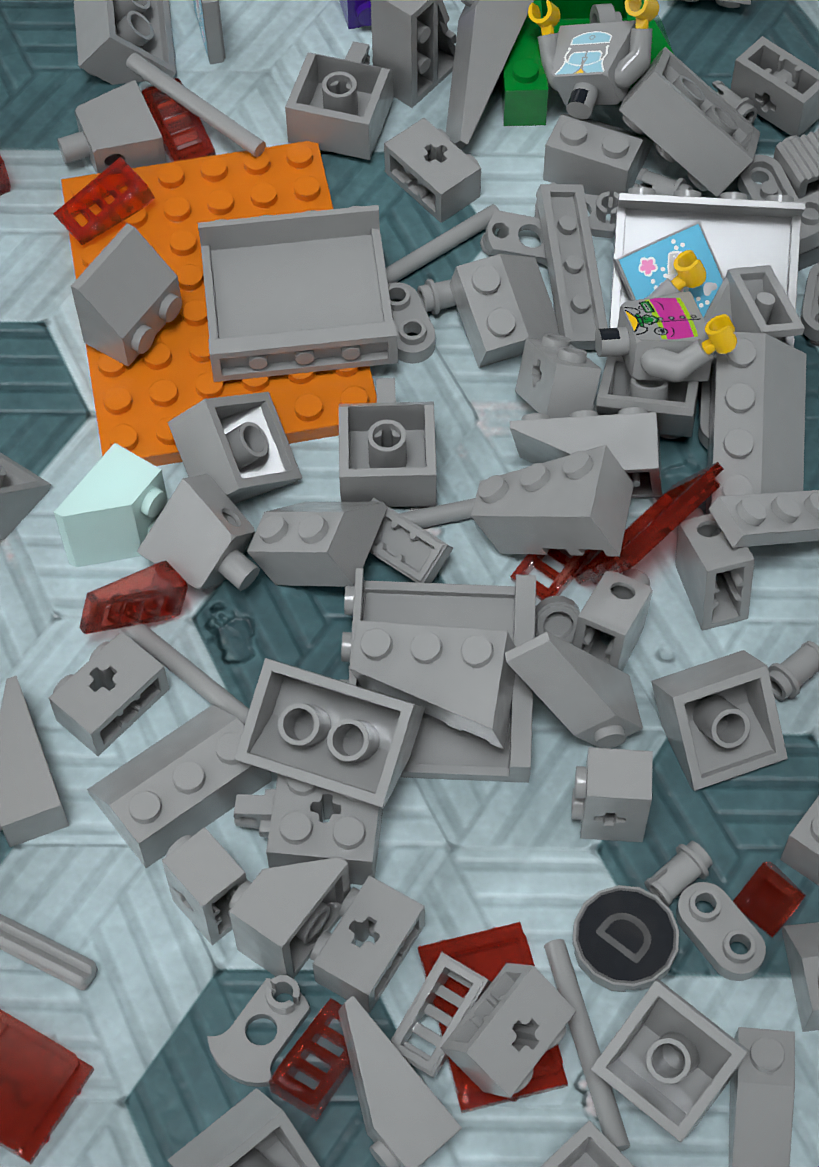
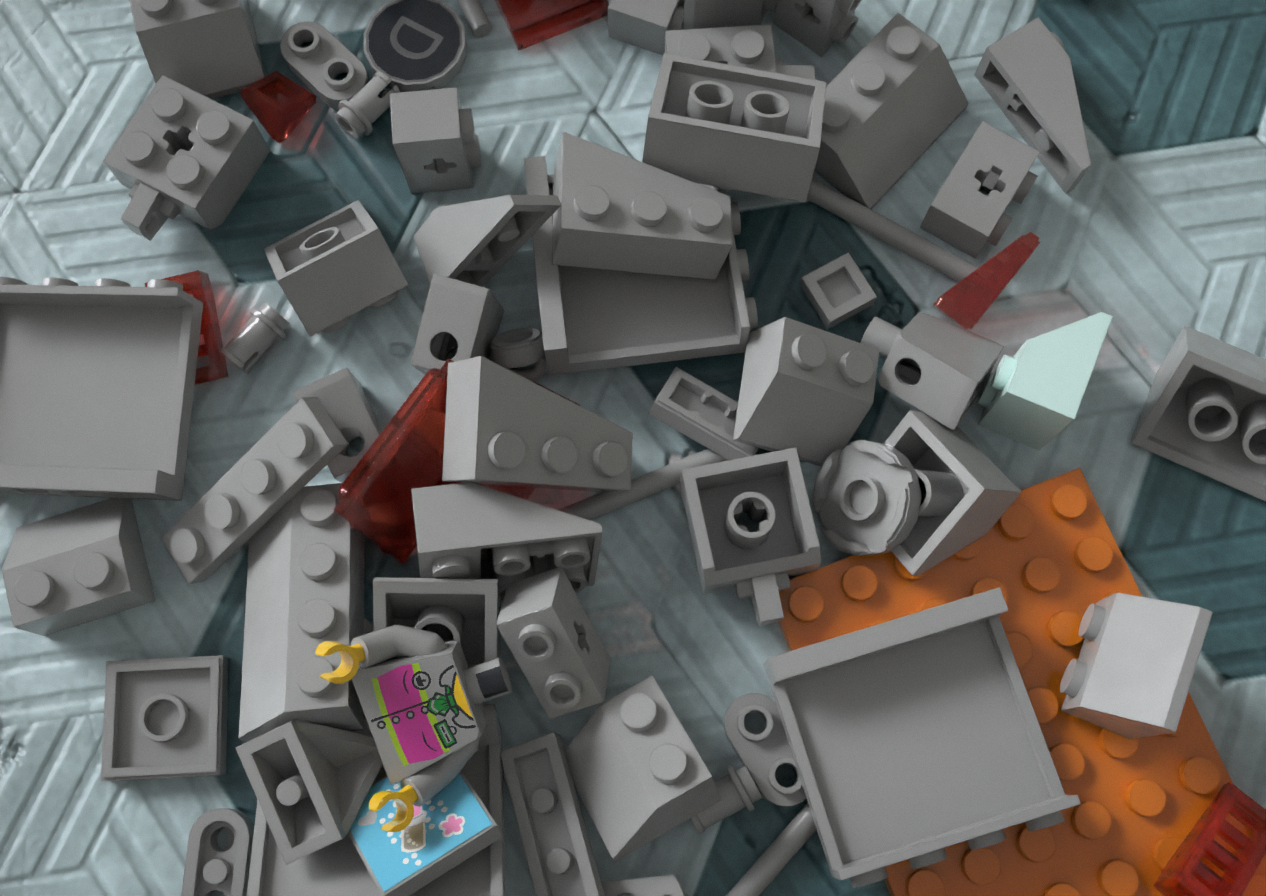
camera: 170 degrees right, 15 degrees up
(263, 630) = (837, 290): none -> light grey plate
(287, 454) = (867, 498): none -> light grey tile

